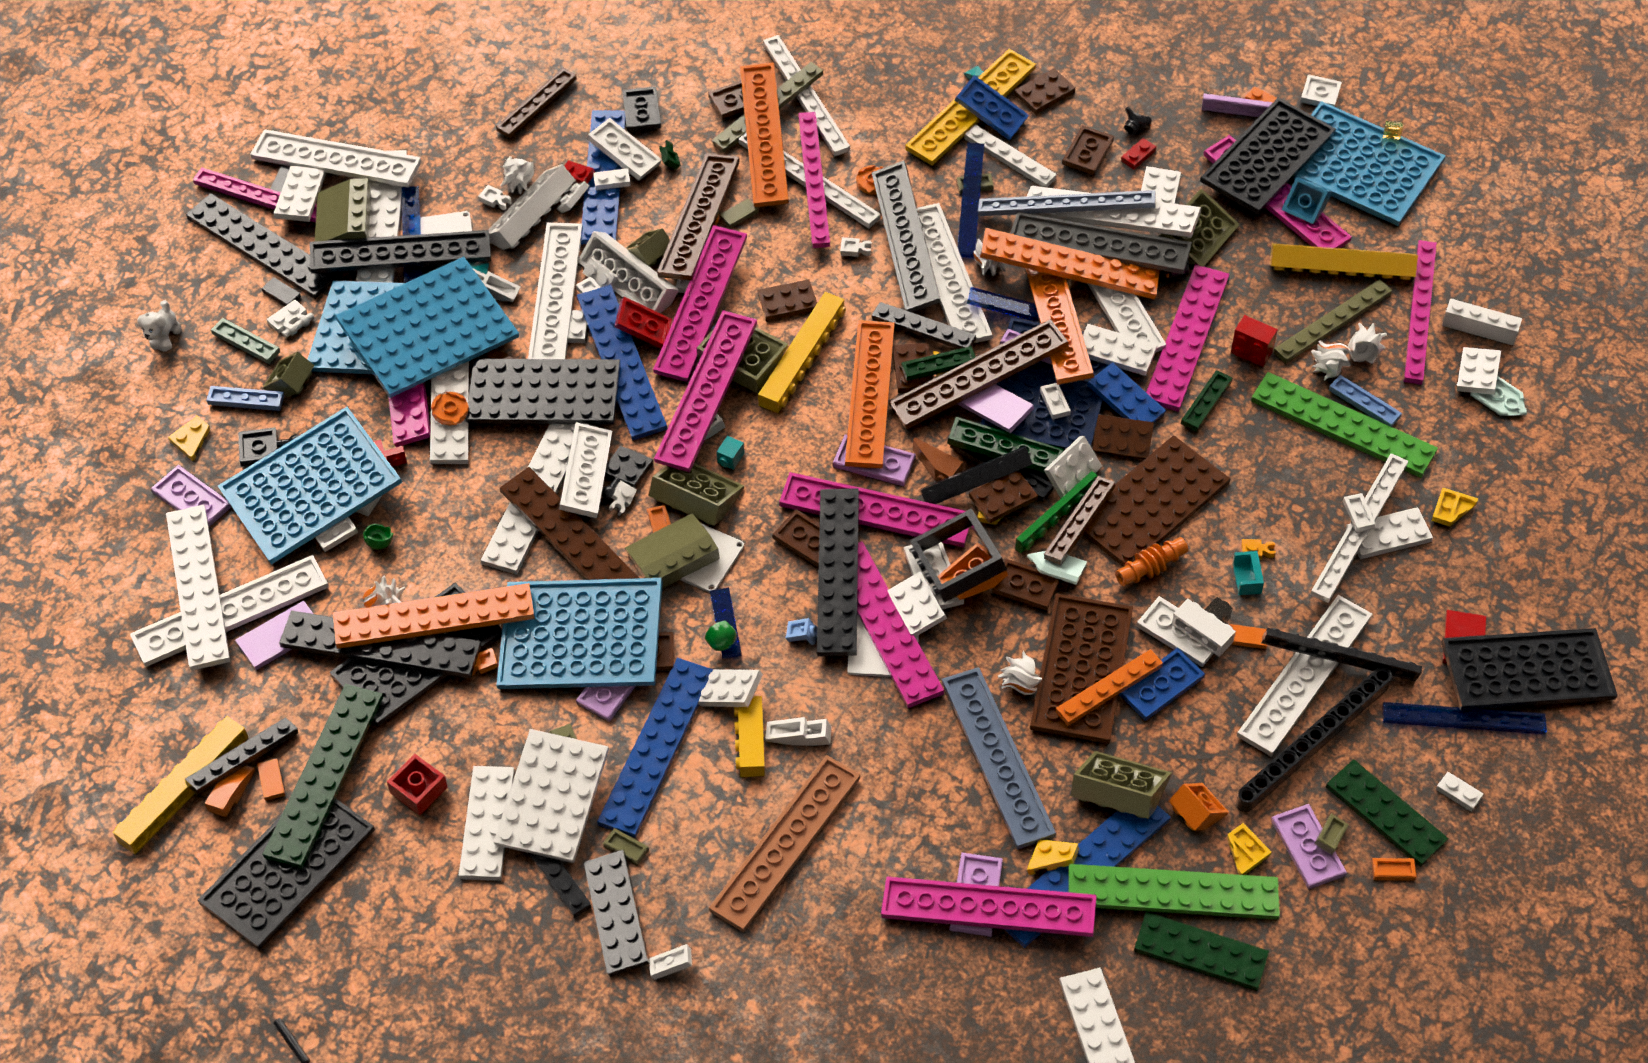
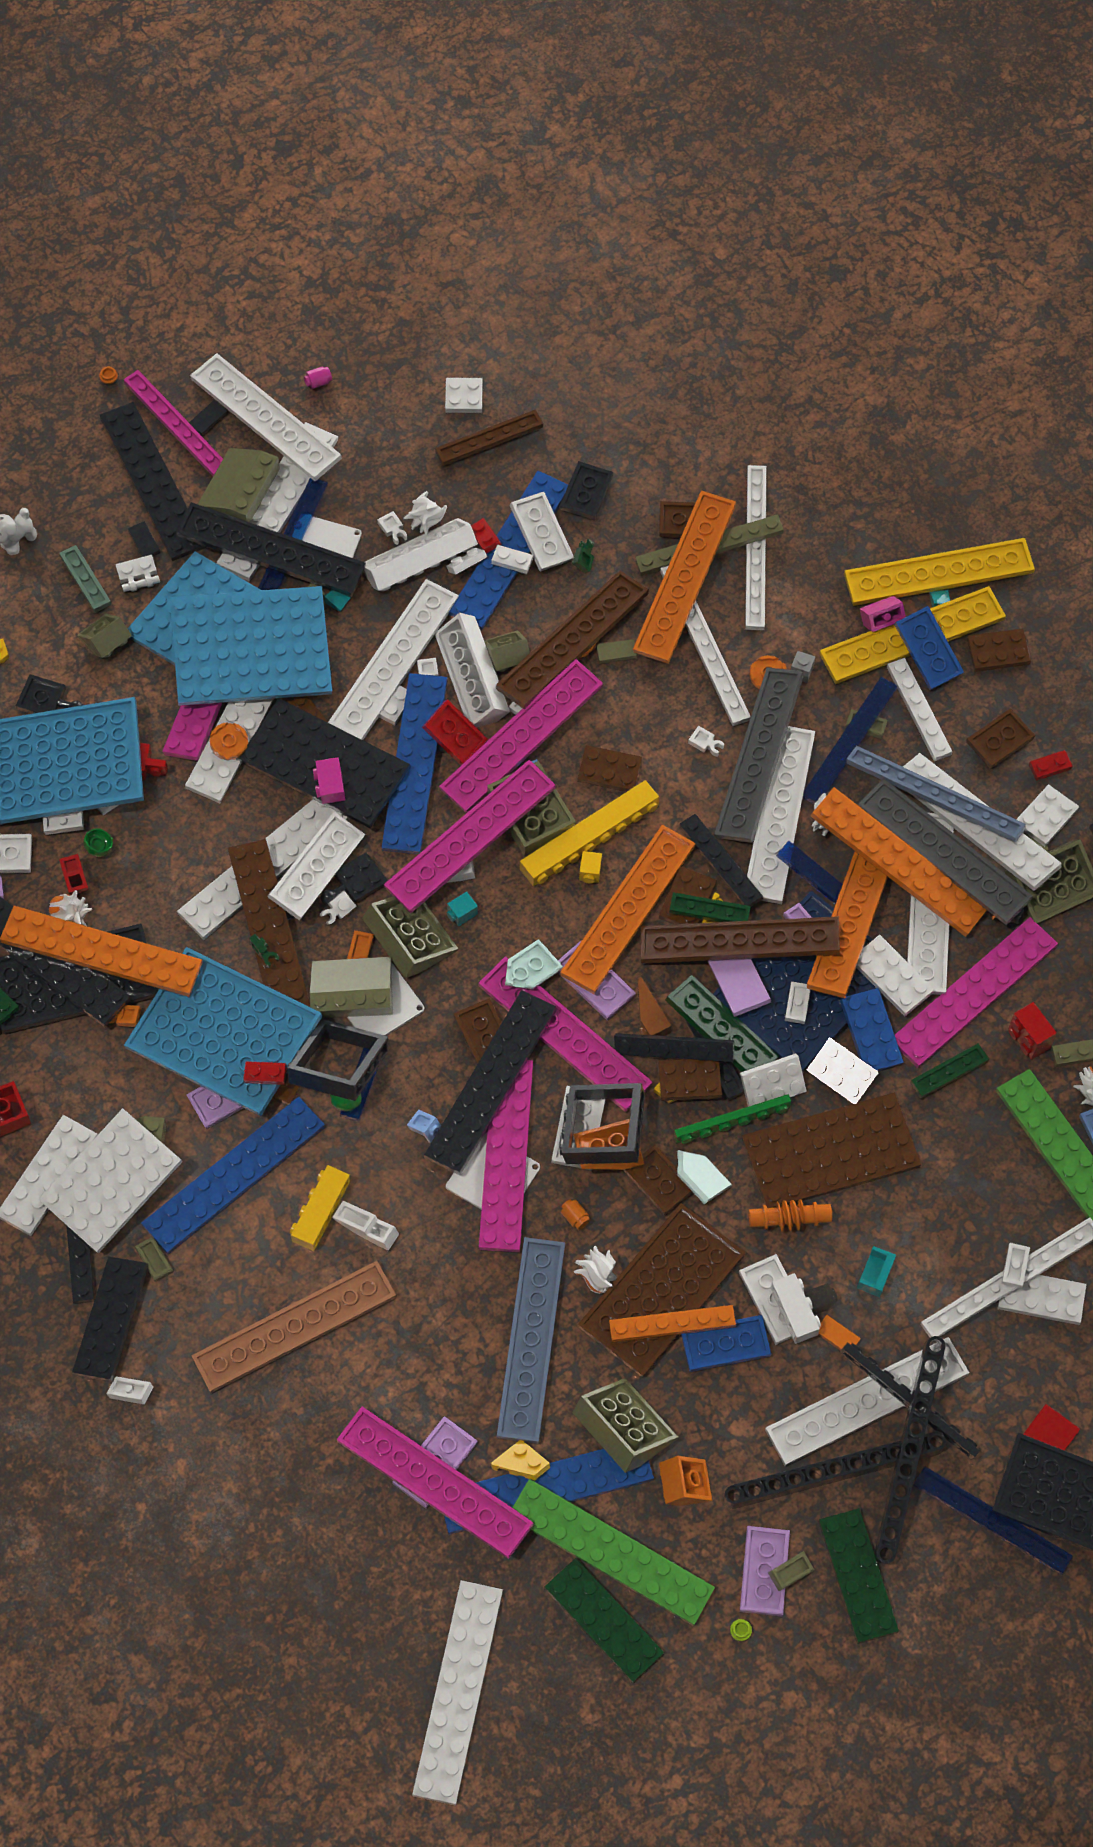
camera: 25 degrees right, 10 degrees up
(176, 182) = (108, 375): none -> orange plate
(245, 398) = (54, 640): medium blue plate -> none
(299, 193) = (212, 441): white plate -> none
(363, 114) = (318, 377): none -> dark pink brick
(371, 569) = (73, 874): none -> red brick
(495, 82) = (463, 395): none -> white plate
(499, 287) = (340, 626): white slope -> none
(560, 398) = (330, 780): none -> dark pink brick
(576, 552) = (260, 947): none -> dark green plate
(600, 273) = (446, 659): white plate -> none
(640, 646) = (265, 1073): none -> red plate
(703, 625) = (331, 1084): none -> black window
(730, 688) = (326, 1152): white plate -> none
(814, 180) = (706, 649): dark pink plate -> none
(817, 469) = (531, 966): none -> light aqua tile
(818, 376) = (590, 867): none -> yellow brick
(898, 155) = (804, 663): none -> light grey brick
(917, 604) = (542, 1151): white plate -> none
(938, 99) = (882, 613): none -> dark pink brick
(962, 55) = (939, 571): none -> yellow plate
(973, 642) = (575, 1214): none -> orange brick
(1079, 520) = (745, 1140): plate -> none
(1136, 122) = (1068, 729): black animal -> none
(1246, 849) = (704, 1545): yellow wing -> none
(1256, 545) = (902, 1250): light orange plate -> none
(1320, 901) = (740, 1630): none -> lime plate
(1365, 696) = (902, 1457): none -> black beam
(1393, 869) = (829, 1633): orange tile -> none
(1459, 791) = (940, 1590): white plate -> none

